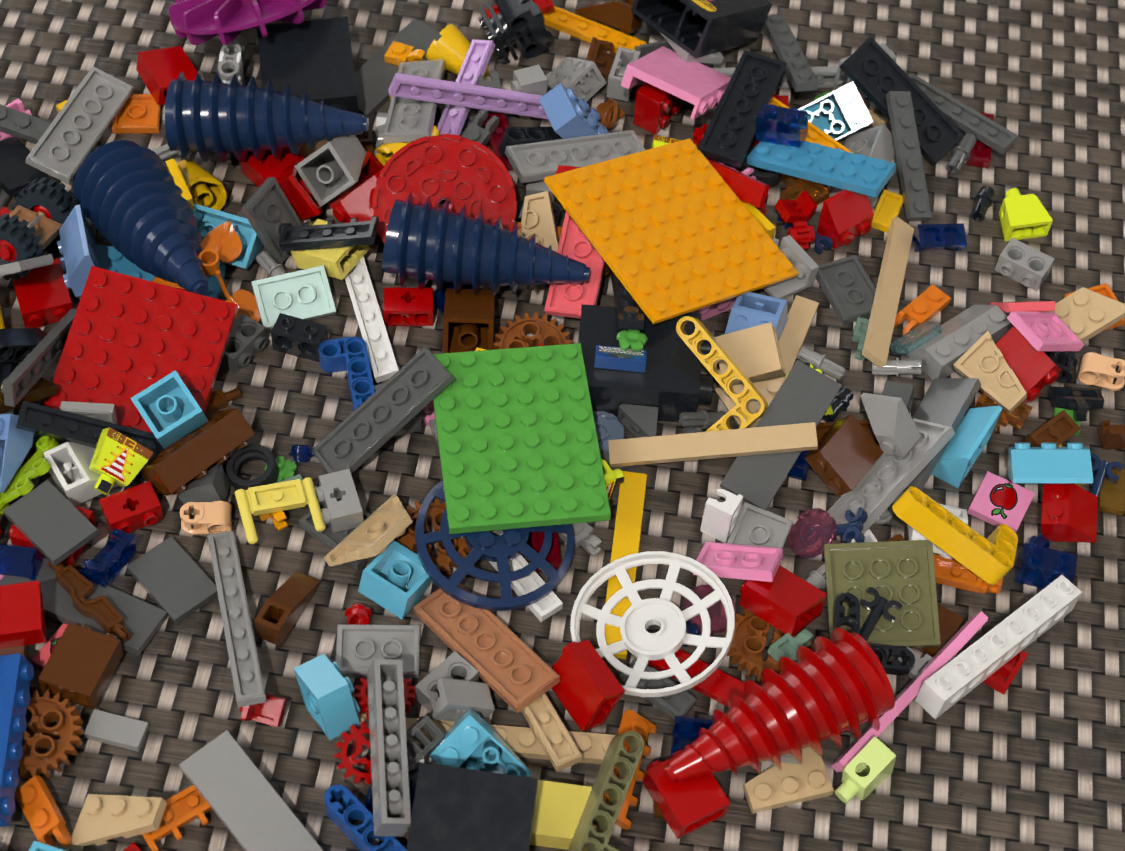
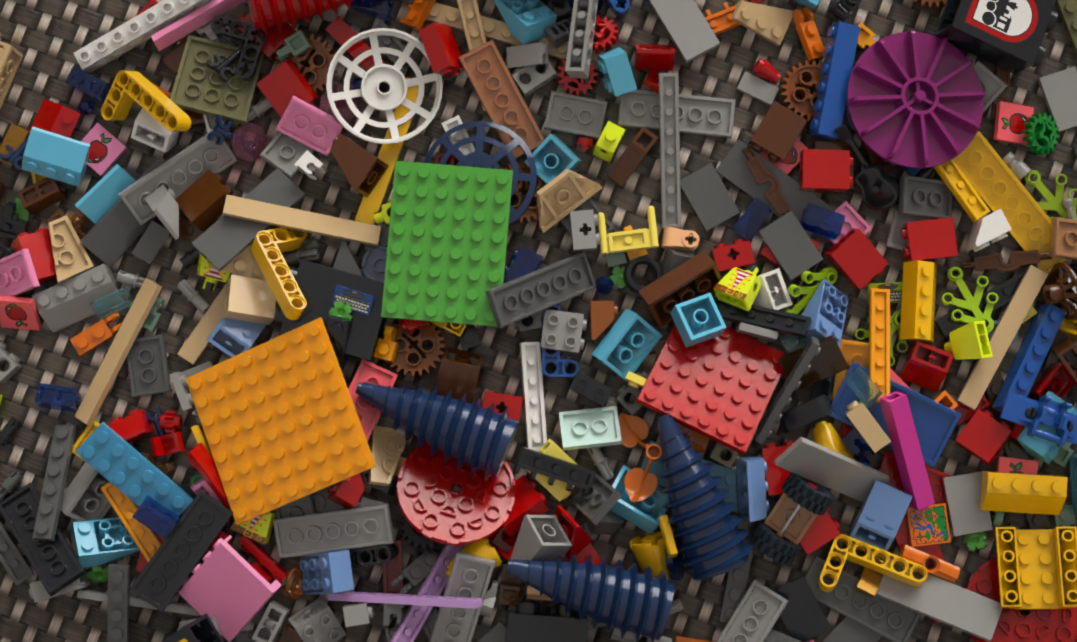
camera: 165 degrees left, 30 degrees up
(106, 753) = (766, 71): none -> red cone
(208, 682) = (696, 113): none -> light grey tile
(242, 340) = (635, 380): none -> light yellow plate
(263, 388) = (626, 344): none -> medium azure slope
(277, 743) = (654, 57): none -> red slope
(299, 416) = (601, 317): none -> dark orange slope
(325, 612) = (609, 141): none -> neon yellow torso
(343, 386) = (563, 331): none -> light grey bracket
(413, 453) = (524, 263): none -> clear blue brick
(565, 331) = (386, 347): none -> light orange plate
(644, 127) = (263, 558): none -> red plate
(662, 522) = (358, 165): none -> reddish brown slope

